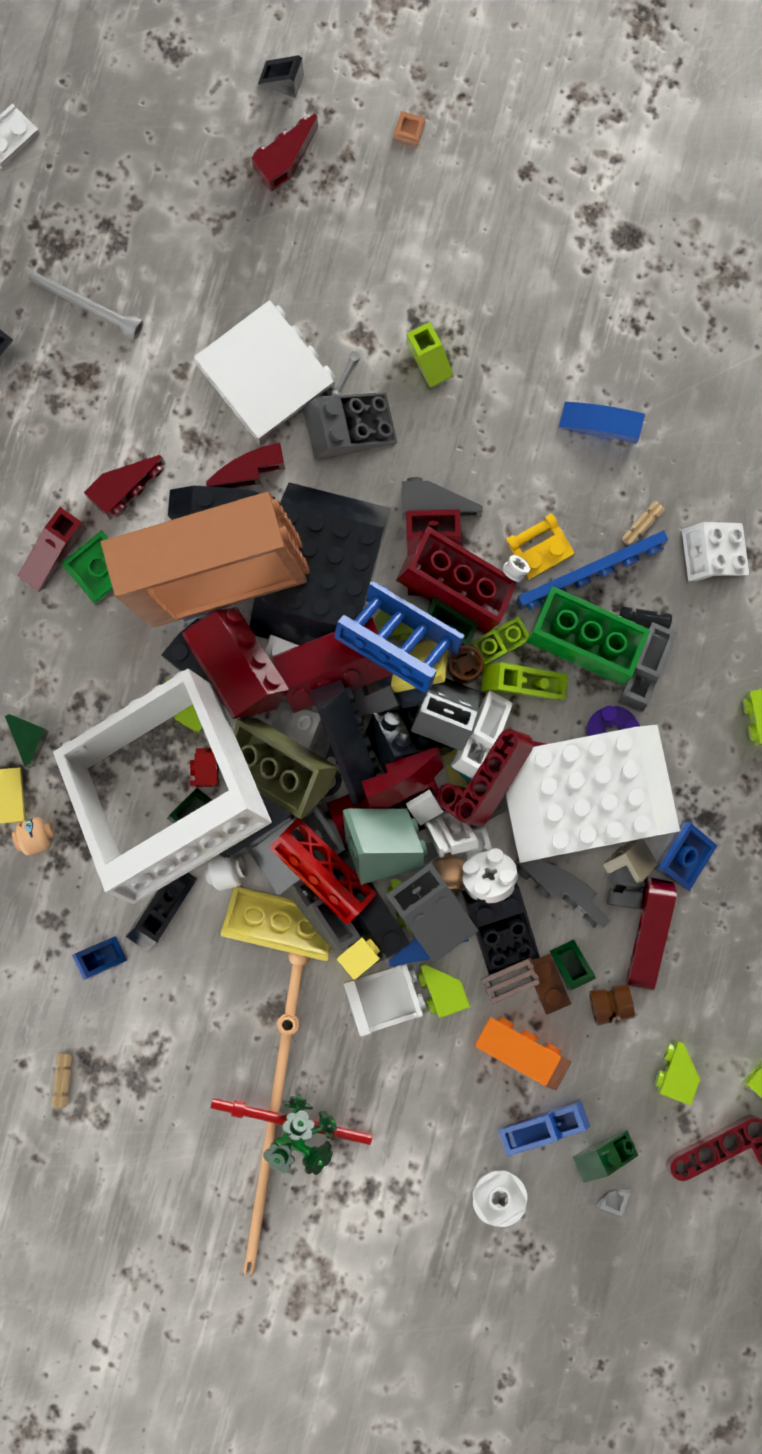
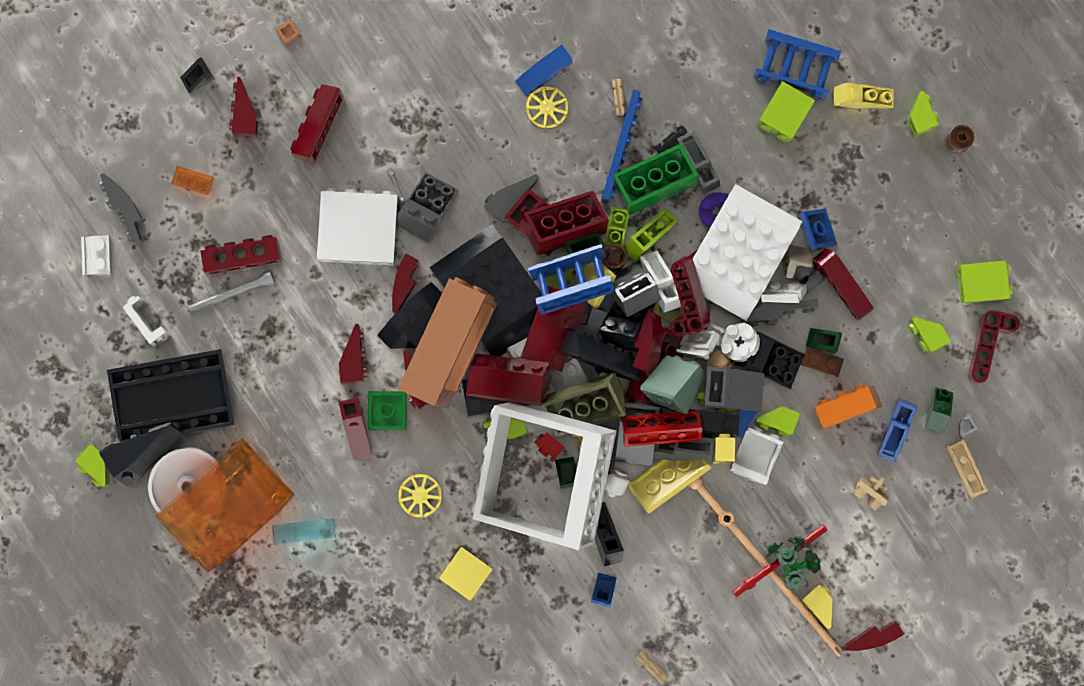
camera: 50 degrees left, 0 degrees up
(28, 738) = (448, 527): dark green slope -> none
(33, 836) = (506, 570): light nougat head -> none
(38, 678) = (420, 495): none -> light yellow wheel
(83, 114) = (120, 201): none -> dark grey slope
(159, 308) = (211, 253): none -> dark red brick
(169, 165) = (192, 180): none -> clear orange tile
(281, 1205) = (820, 604): none -> light yellow slope
(293, 1296) = (874, 638): none -> dark red slope
(338, 237) = (317, 124): none -> dark red slope
(424, 807) = (673, 345): white tile -> none
(429, 354) = (427, 131): lime slope -> none
(458, 1158) = (878, 497): none -> tan hips
(491, 989) = (800, 394): tile -> none
(514, 1202) = (905, 492): white plate -> none
(516, 568) = (585, 185): white bush -> none
(545, 554) = (589, 166): yellow plate -> none
(566, 458) = (547, 107): none -> light yellow wheel
(567, 1241) = (966, 469): none -> tan tile
(585, 877) = (784, 292): none -> white plate
(611, 1004) = (862, 337): reddish brown wheel -> none
(715, 550) = (667, 72): white bracket -> none

